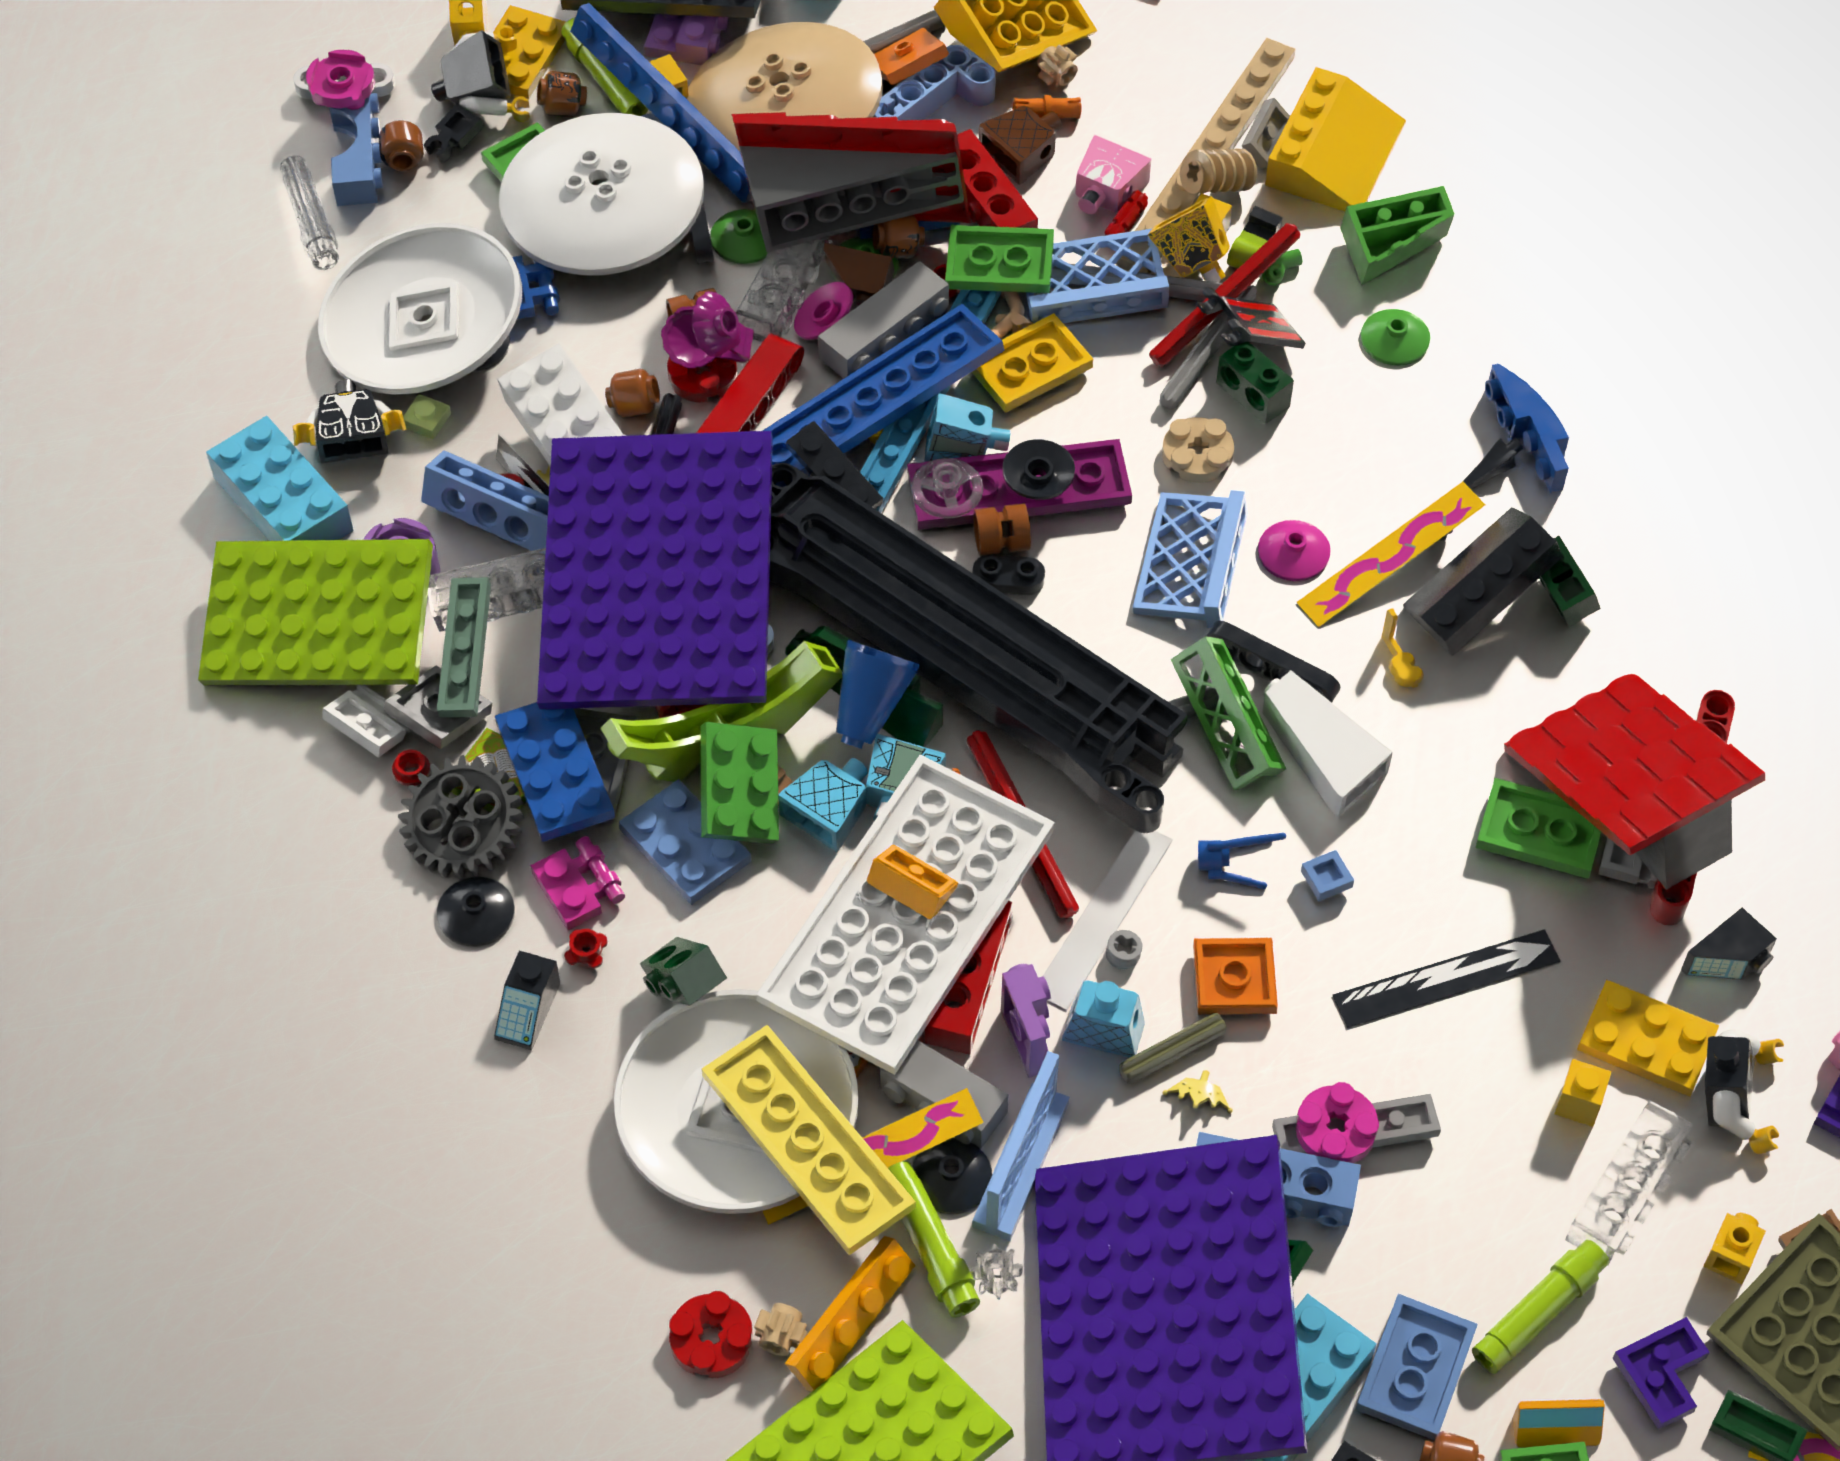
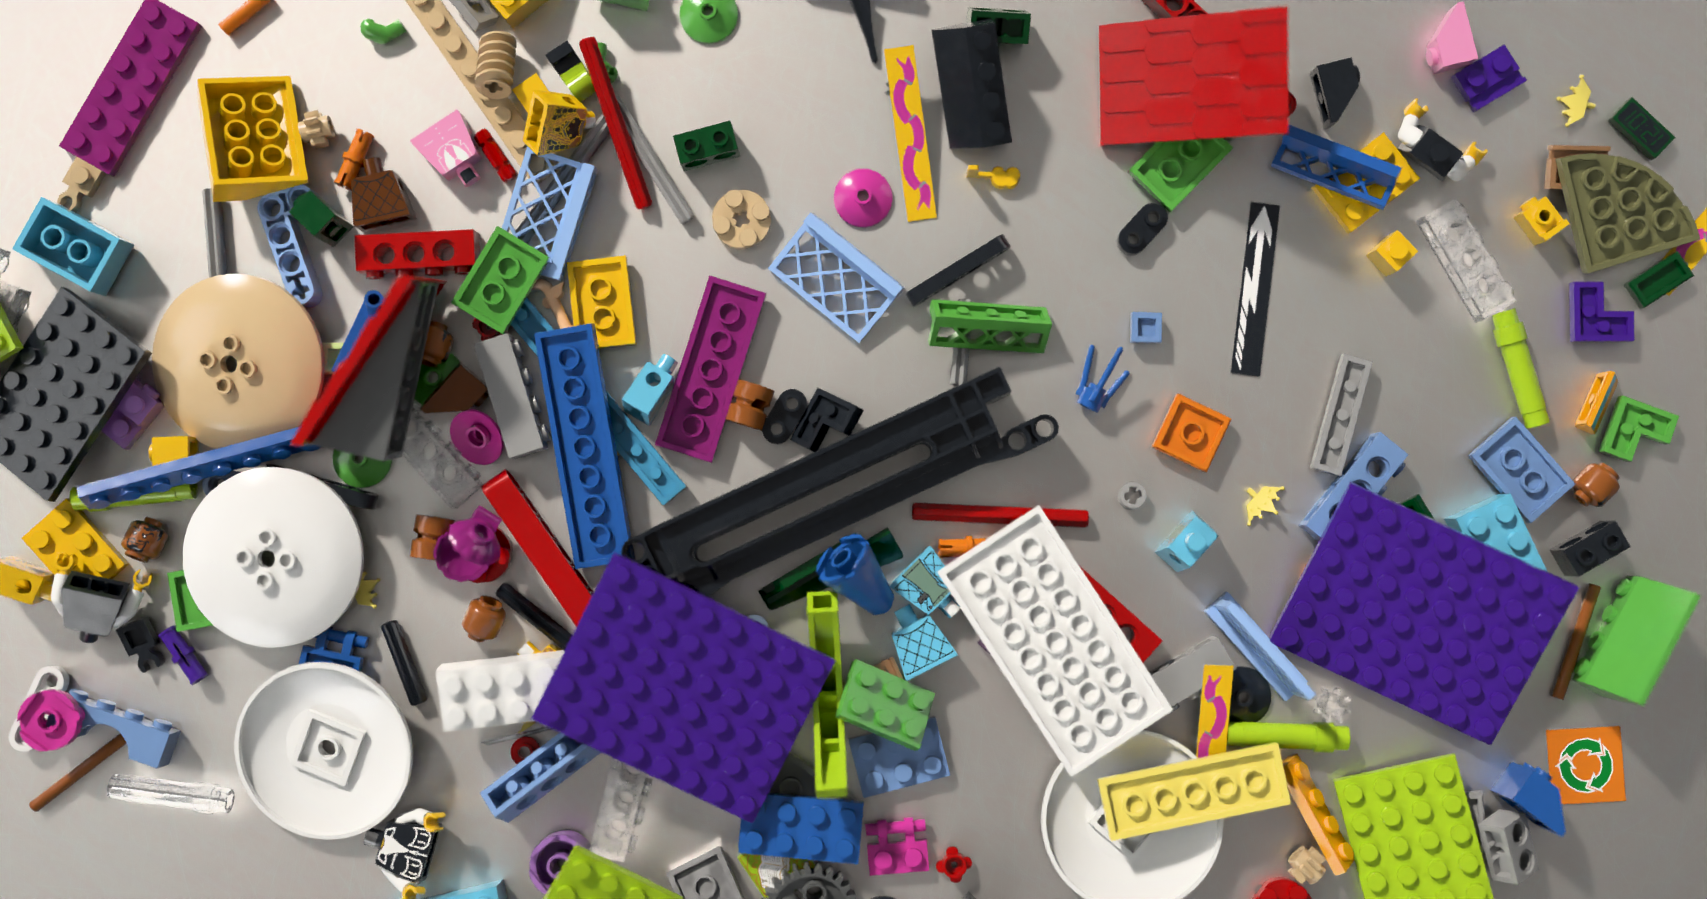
camera: 60 degrees left, 30 degrees up
(287, 135) = (77, 773): none -> dark orange bar
(401, 145) = (136, 692): dark orange head -> none
(426, 416) = (424, 782): yellowish green plate -> none
(458, 169) = (193, 669): none -> dark purple pin
(464, 647) = (674, 854): sand green plate -> none
(564, 335) = (404, 662): none -> black axle
(608, 286) = (364, 594): none -> light yellow piece
(682, 971) = (1019, 814): dark green brick -> none
(823, 458) = (643, 506): black plate -> none
(910, 56) = (249, 245): orange plate -> none
(911, 881) = (1039, 629): light orange slope -> none
(947, 478) = (679, 444): clear piece -> none
(969, 94) = (320, 218): none -> dark green slope
(1026, 1014) = (1158, 591): medium lavender plate -> none
(1038, 458) = (715, 338): black dish -> none
(1039, 601) = (822, 413): none -> black plate
(1104, 915) = (1097, 496): white sticker -> none
(1172, 1048) = (1222, 503): olive axle -> none
(1188, 84) = (380, 33): none -> bright green arm
(1252, 321) = (655, 114): black flag -> none
(1325, 742) = (1047, 269): white slope -> none
(1341, 1103) = (1328, 418): dark pink plate -> none
(1437, 828) = (1142, 228): none -> black plate
(1651, 985) = (1340, 157): none -> blue fence

